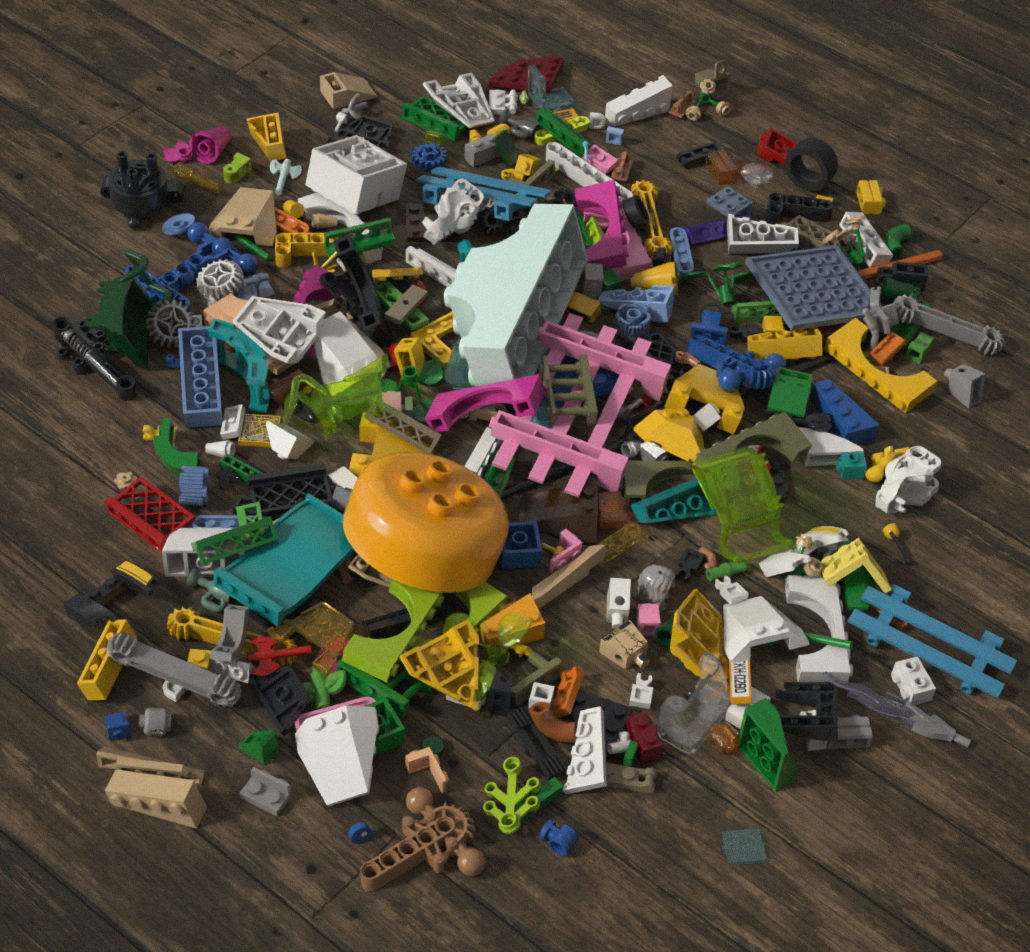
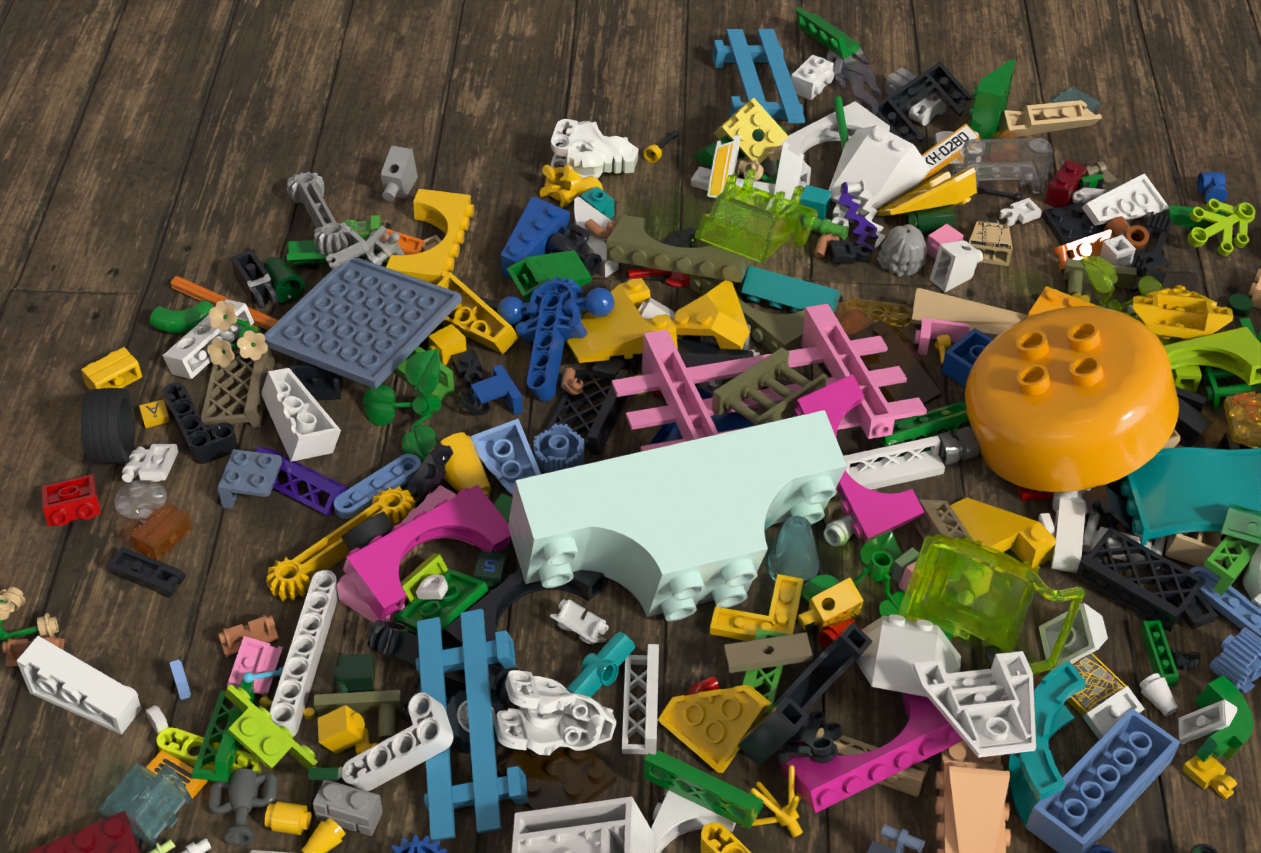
camera: 125 degrees left, 0 degrees up
(181, 440) = (1206, 721): none -> white slope
(370, 608) = (1190, 424): none -> black hinge
(490, 167) = (367, 769): none -> white beam
(544, 132) = (261, 735): none -> lime bracket
(556, 182) = (355, 673): none -> clear green brick
(585, 229) = (432, 587): none -> white tile
(725, 787) = (1048, 118): none -> tan wedge
(740, 600) = (863, 222): none -> piece
(756, 579) = (816, 199): none -> teal brick
(778, 181) = (151, 463): none -> white plate
(811, 435) = (599, 231): none -> nougat arm
(962, 726) = (826, 33): none -> green fence

